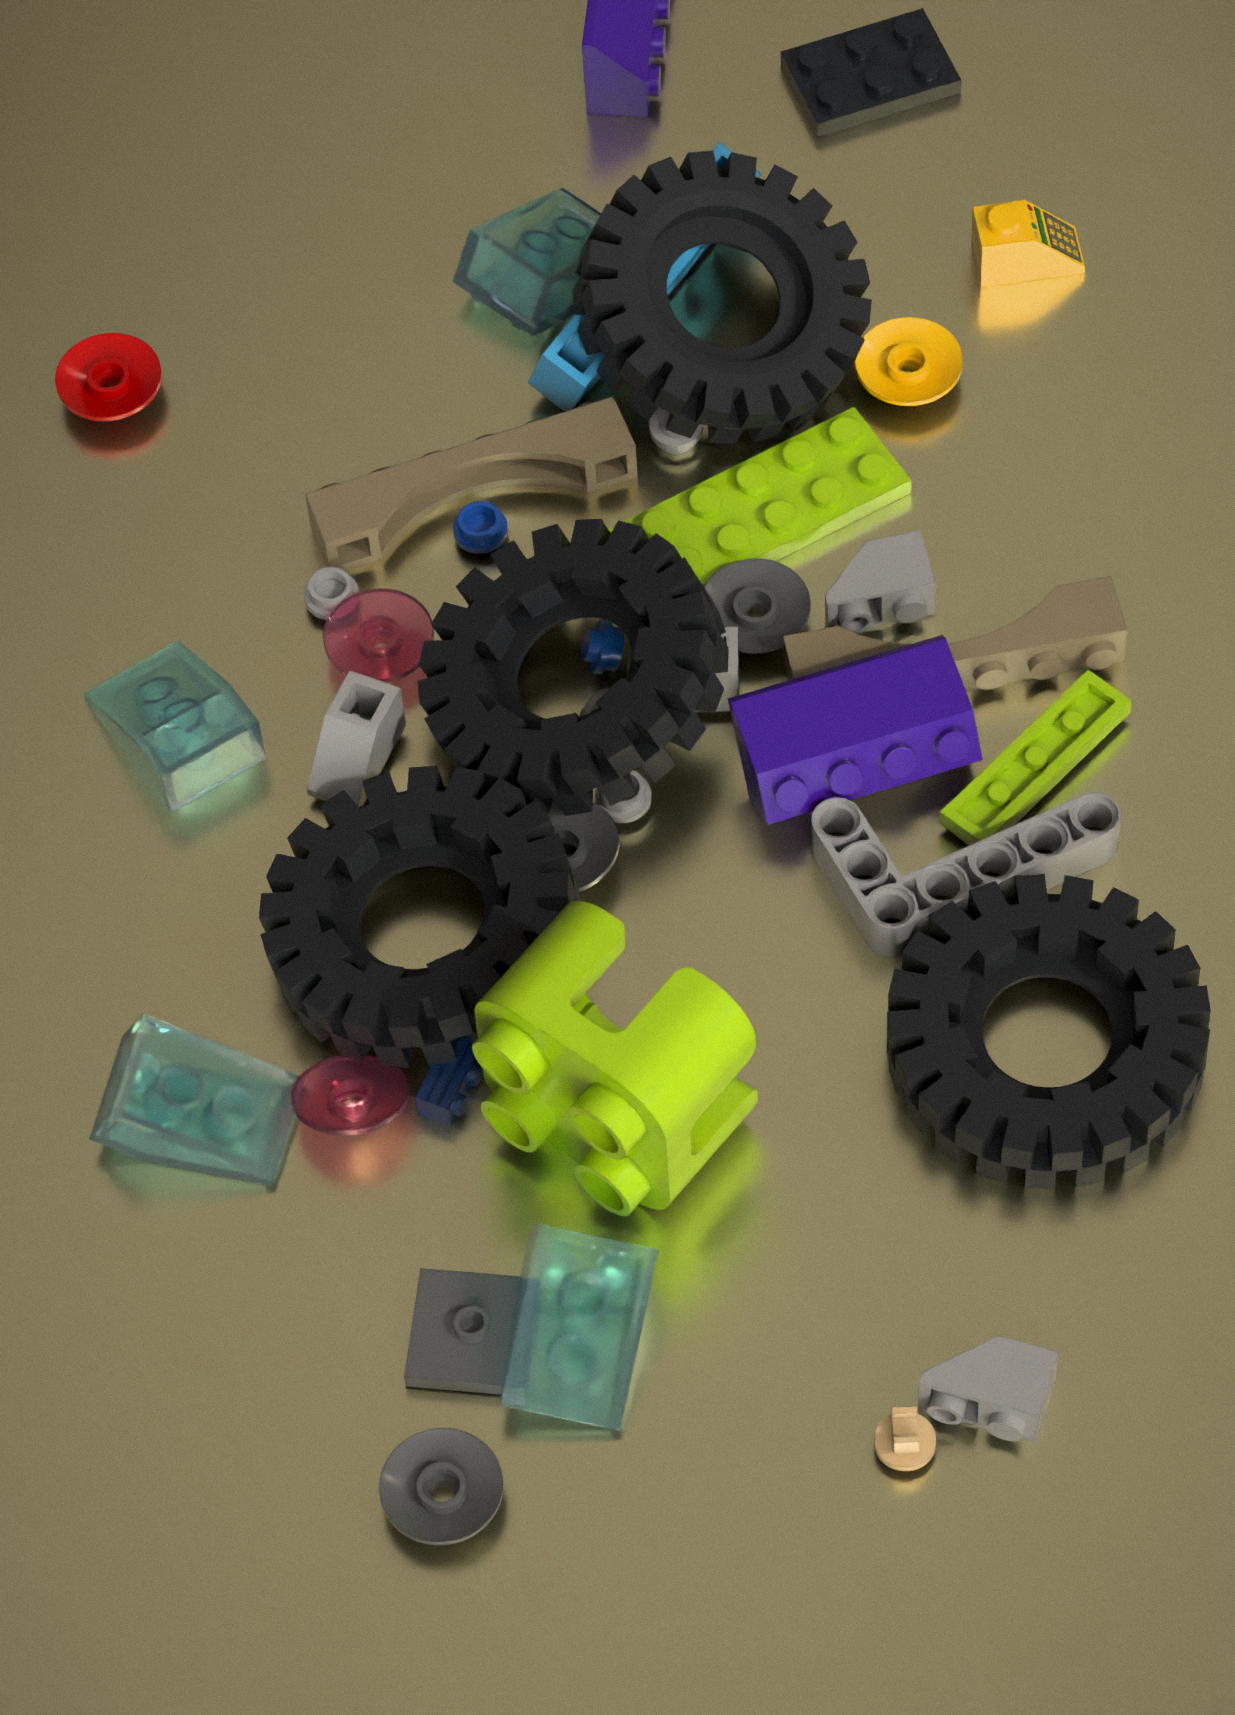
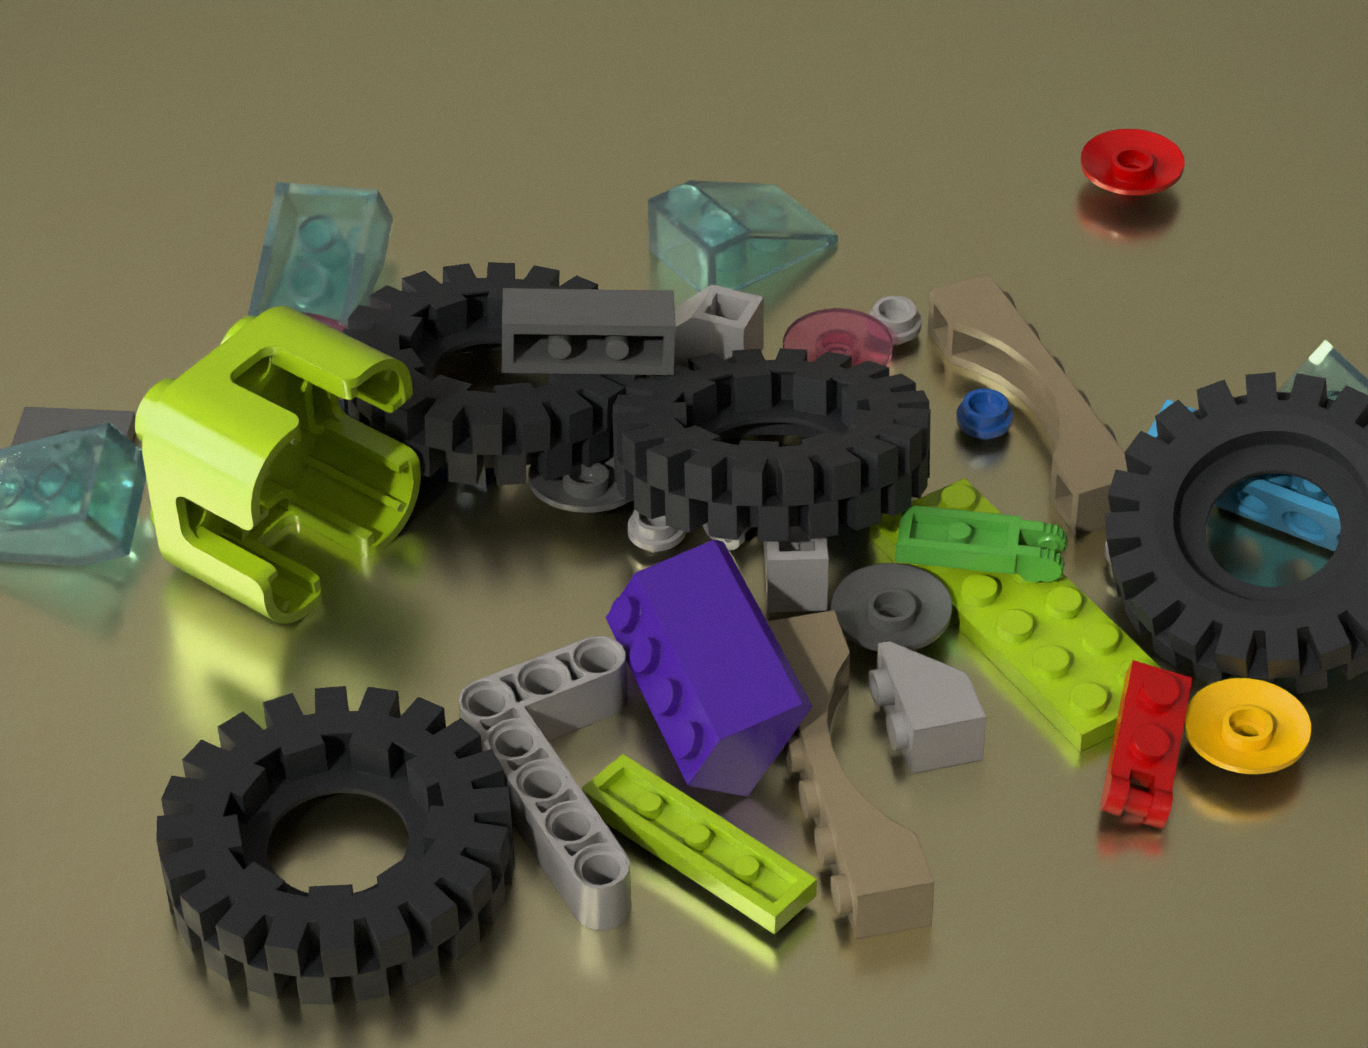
camera: 85 degrees right, 15 degrees down
(434, 797) = (588, 331): none -> dark grey brick
(700, 518) = (981, 542): none -> bright green hinge
(932, 433) = (1146, 743): none -> red plate

